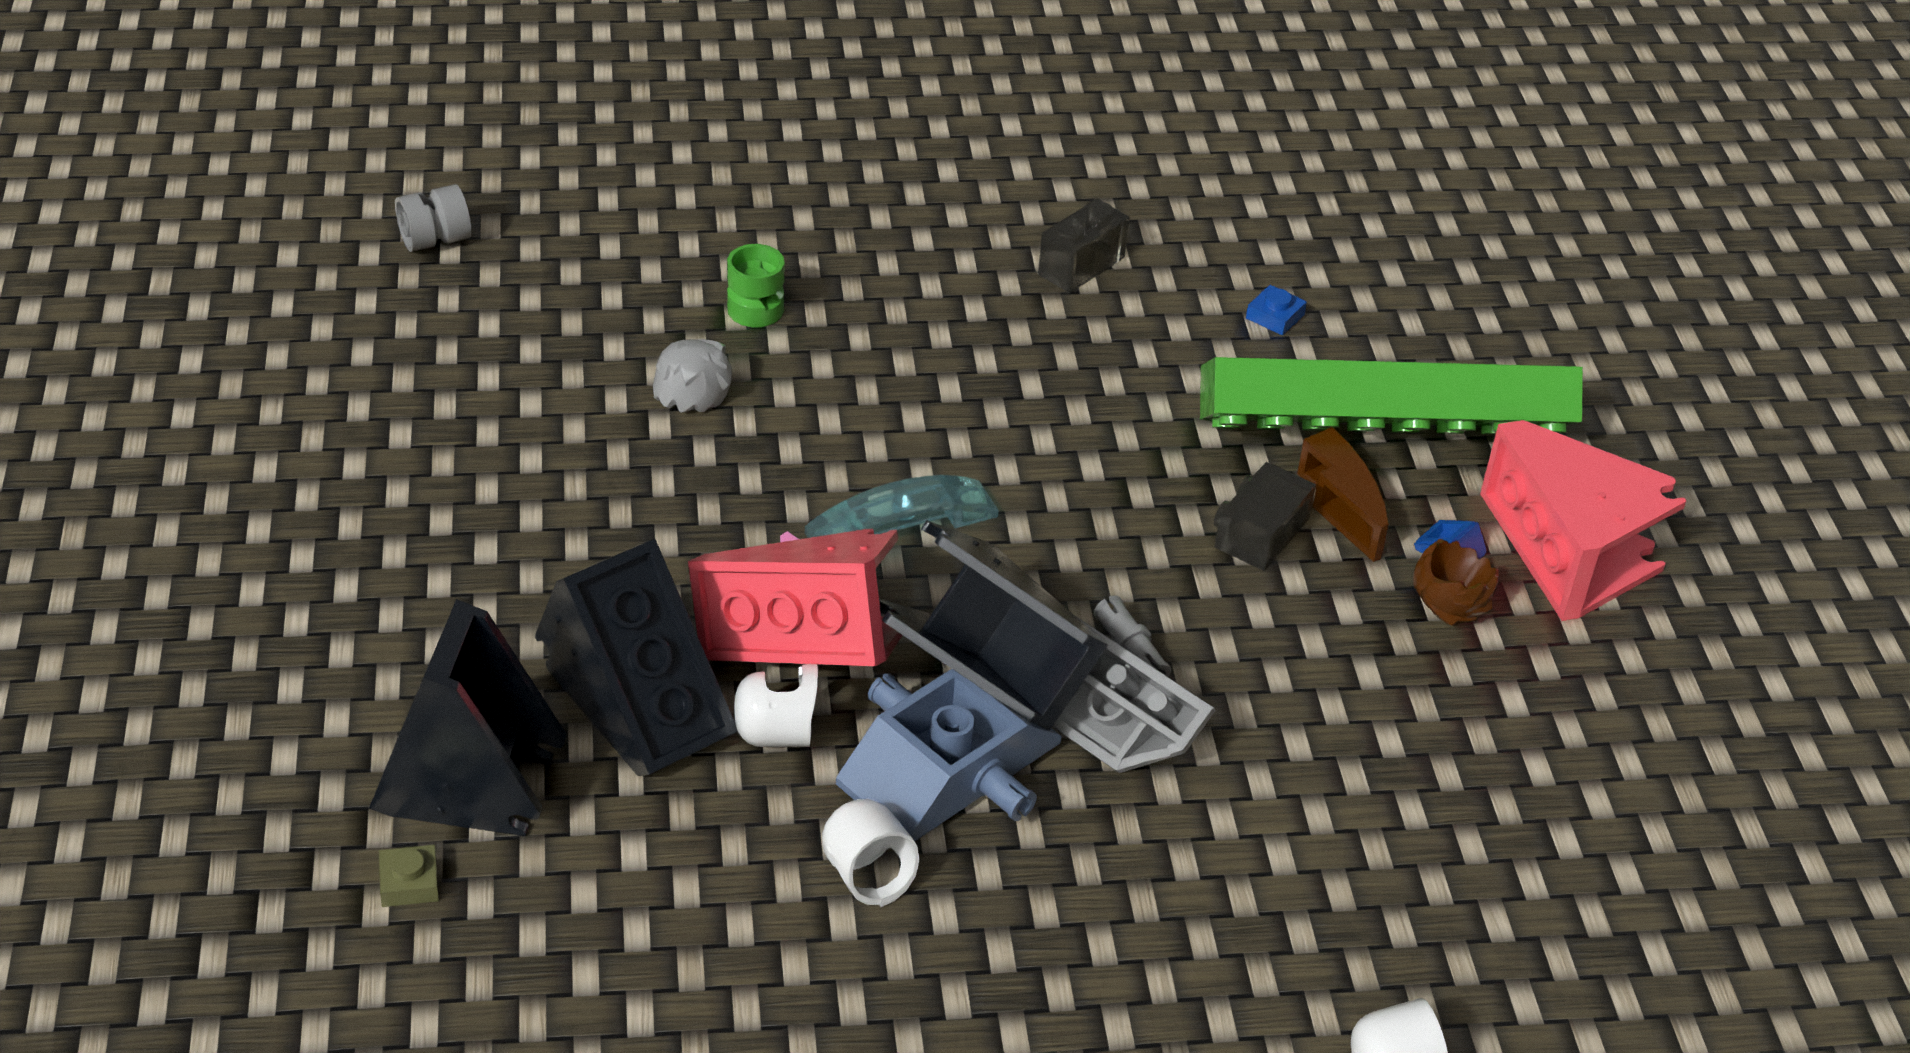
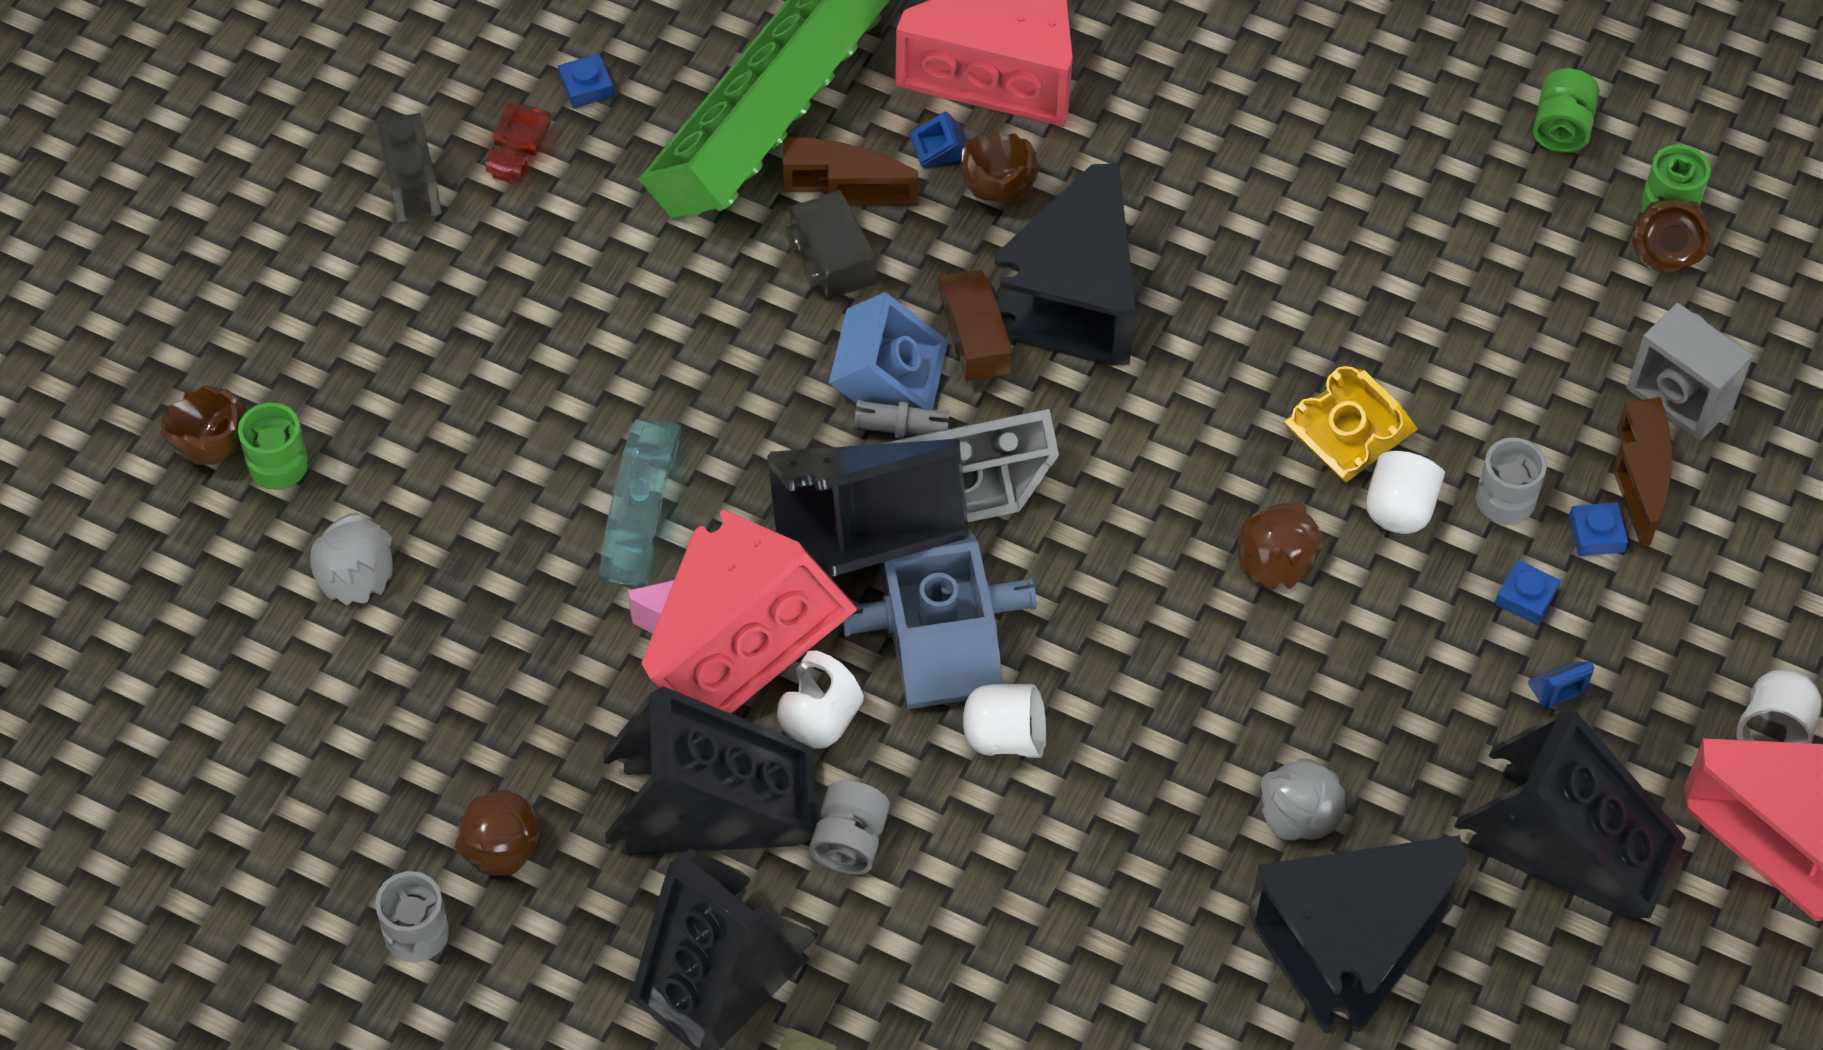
camera: 55 degrees left, 15 degrees up
(374, 548) = (412, 916): none -> light grey wheel
(498, 567) = (498, 833): none -> reddish brown hair
(687, 786) = (849, 827): none -> light grey wheel
(727, 235) = (204, 425): none -> reddish brown hair
(1181, 290) = (517, 132): none -> clear red plate
(1187, 602) = (888, 355): none -> medium blue slope
(1250, 979) = (1279, 545): none -> reddish brown hair
(1276, 644) = (975, 325): none -> reddish brown slope
(1400, 672) = (1074, 273): none -> black ladder
(1458, 973) = (1350, 422): none -> yellow slope

